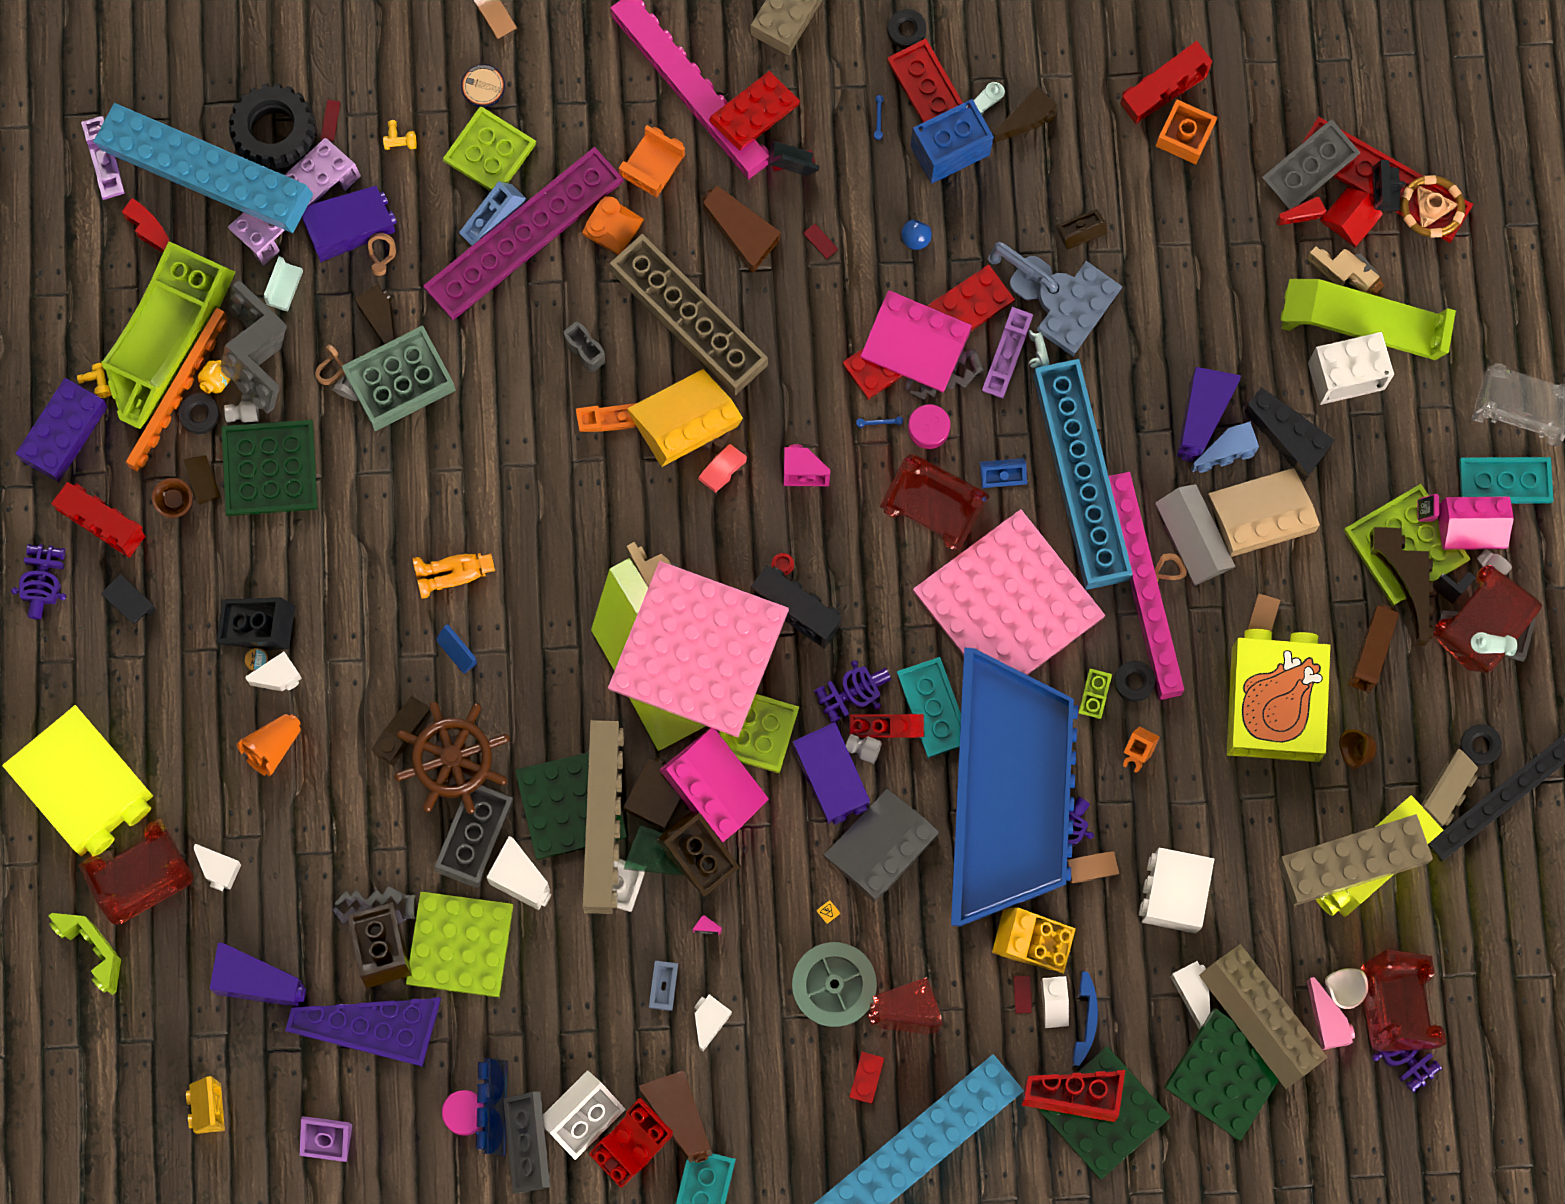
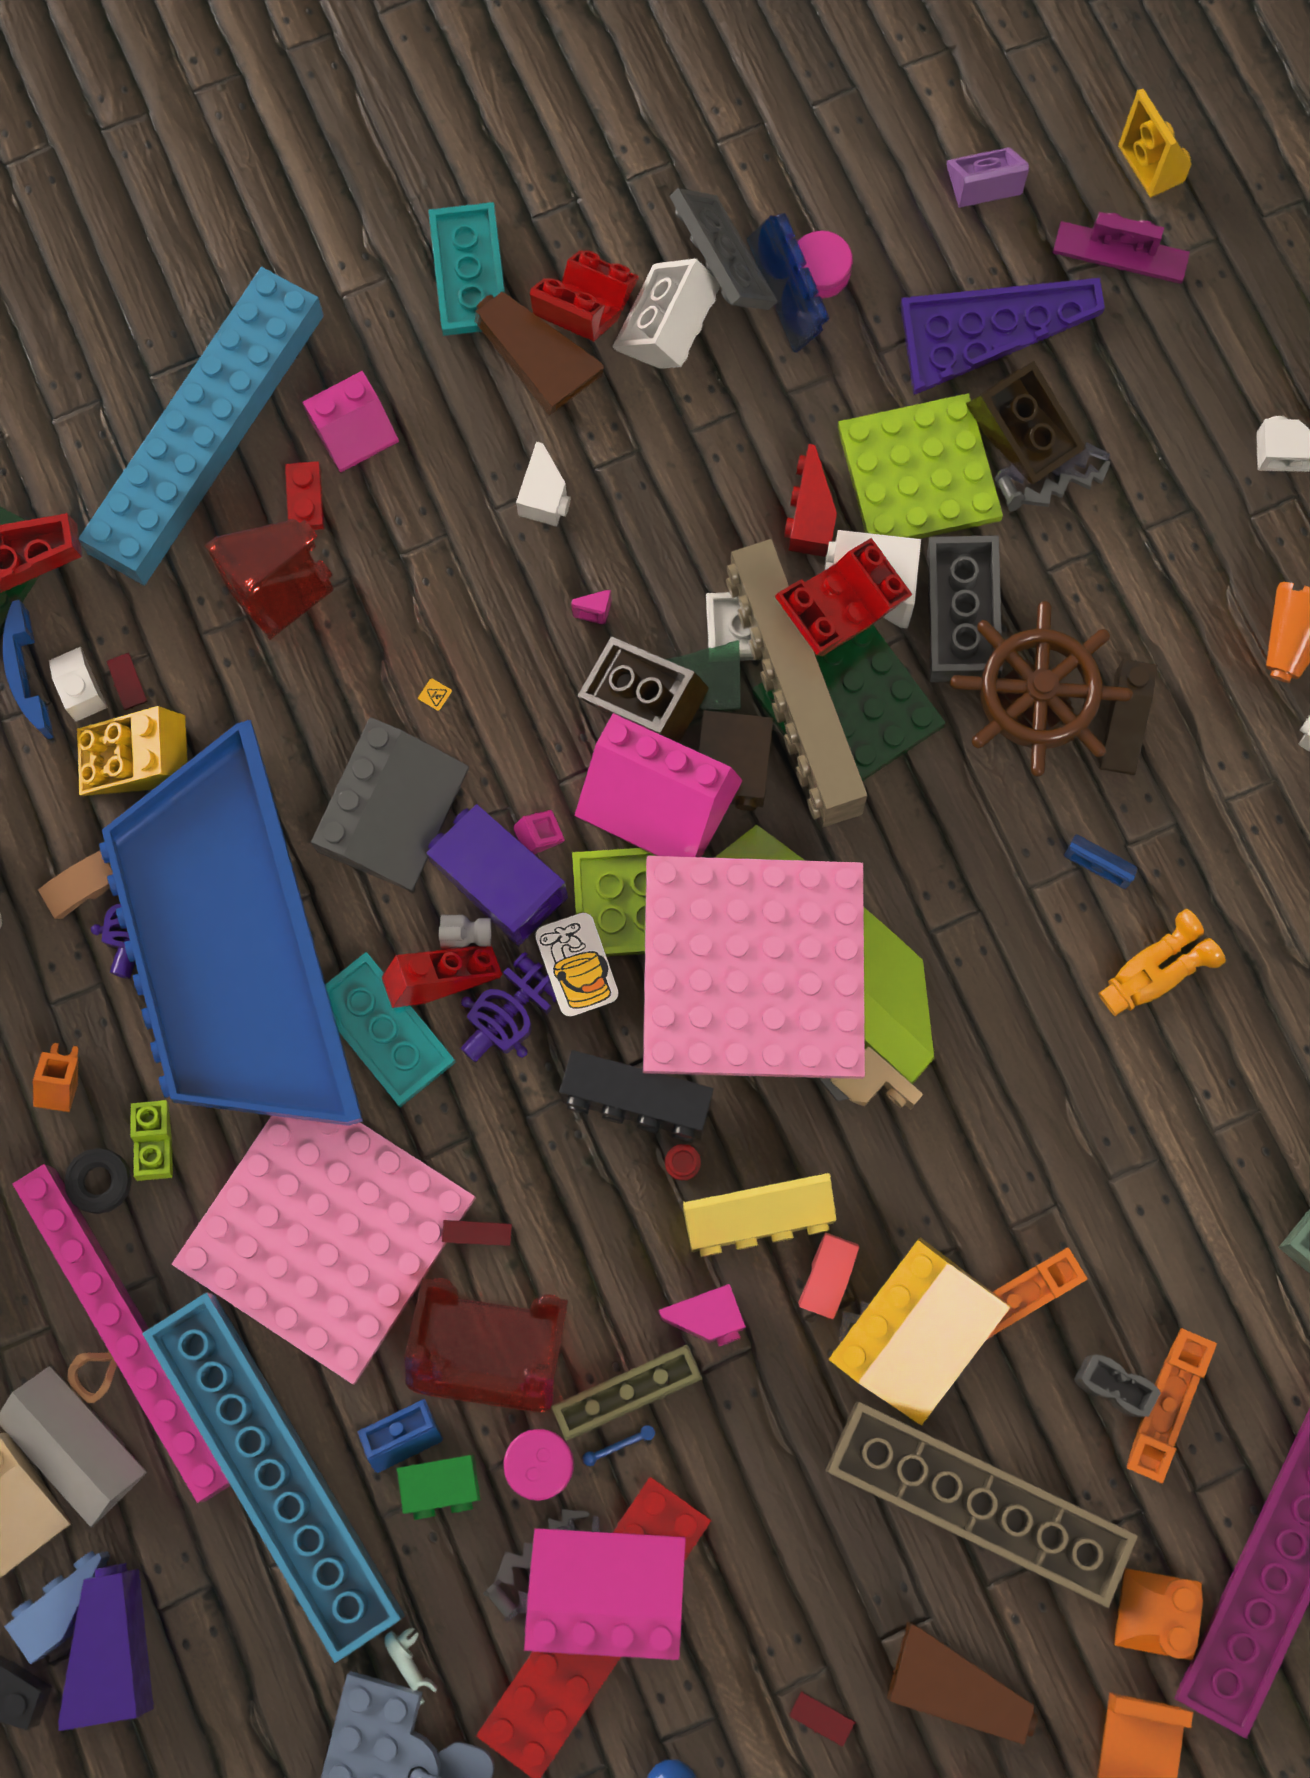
camera: 165 degrees right, 0 degrees up
(251, 979) = (1171, 318): dark purple slope -> none
(261, 1047) = (1123, 246): none -> magenta bracket
(541, 936) = (815, 508): none -> red slope
(552, 334) = (1177, 1383): none -> orange slope
(556, 850) = (844, 598): none -> red slope
(666, 973) = (617, 497): sand blue piece -> none
(749, 515) = (760, 1213): none -> light yellow slope
(795, 796) = (539, 831): none -> dark pink slope
(802, 701) = (576, 964): none -> sticker
(818, 1115) = (350, 421): none -> dark pink slope
(837, 964) = (382, 565): sand green piece -> none
(864, 445) = (626, 1393): none -> olive brick
(919, 567) = (476, 1232): none -> dark red window
(989, 435) = (439, 1485): none -> green brick
(1007, 352) = (457, 1636): medium lavender slope -> none

